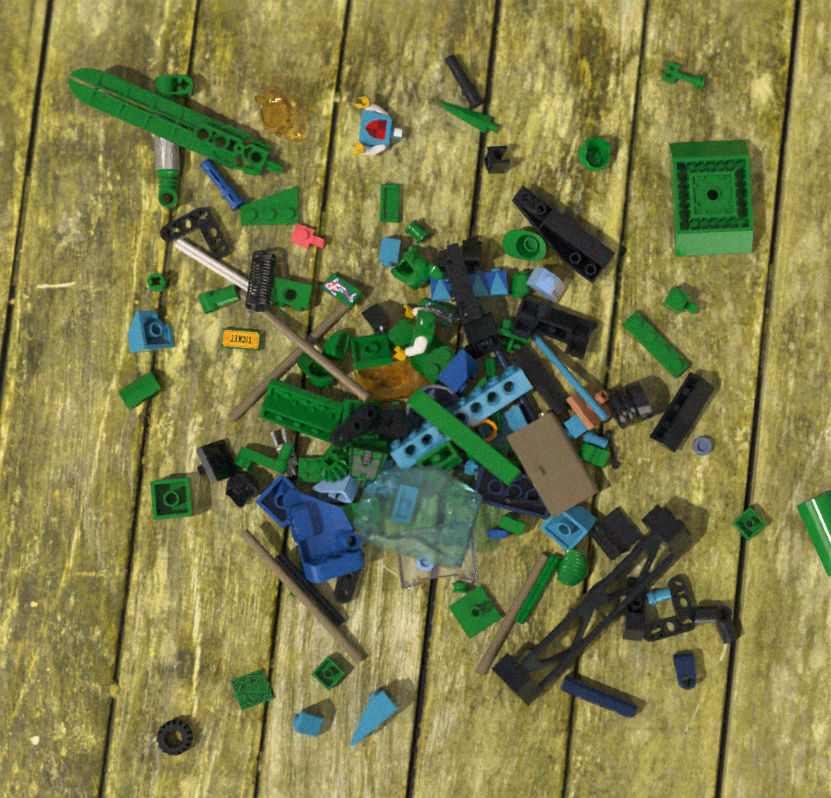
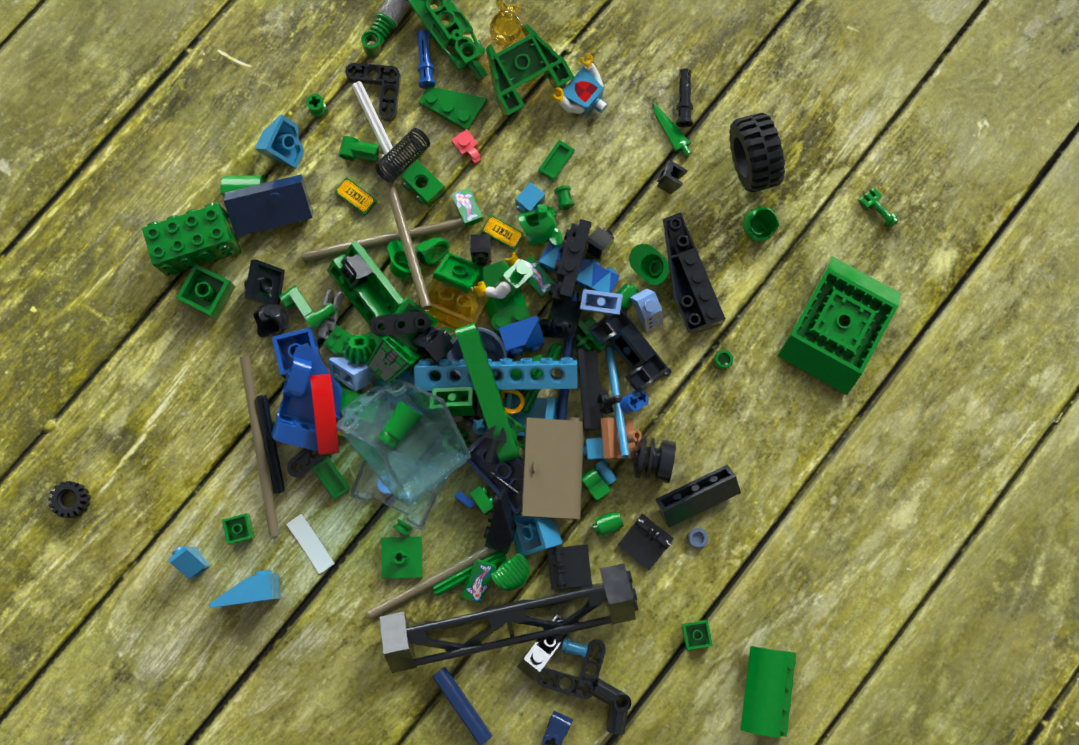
camera: 30 degrees right, 5 degrees down
(133, 463) = (191, 239): none -> green brick
(177, 394) = (268, 205): none -> dark blue brick
(252, 689) = (164, 501): green piece -> none
(287, 403) = (355, 270): none -> black window
(311, 141) = (520, 65): none -> green wedge
(342, 536) = (324, 414): none -> red slope
(376, 585) = (330, 478): none -> green tile
(384, 293) = (502, 232): none -> tile
(393, 648) = (310, 543): none -> white sticker
(408, 507) = (399, 424): none -> green plant
(495, 474) = (493, 443): none -> black bar
(507, 303) = (601, 302): none -> light blue slope
(541, 536) = (503, 526): none -> black slope
(549, 591) = (478, 581): none -> tile
(556, 97) = (757, 152): none -> black tyre
(563, 381) = (608, 402): none -> black bar
(583, 368) = (634, 401): none -> blue beam
(615, 465) = (609, 506): black hinge -> none
(623, 480) = (608, 524): none -> green brick
(633, 286) = (723, 359): none -> green tile
(655, 344) = (711, 422): green plate -> none
(662, 475) = (645, 541): none -> black hinge
(677, 300) = (754, 395): green brick -> none

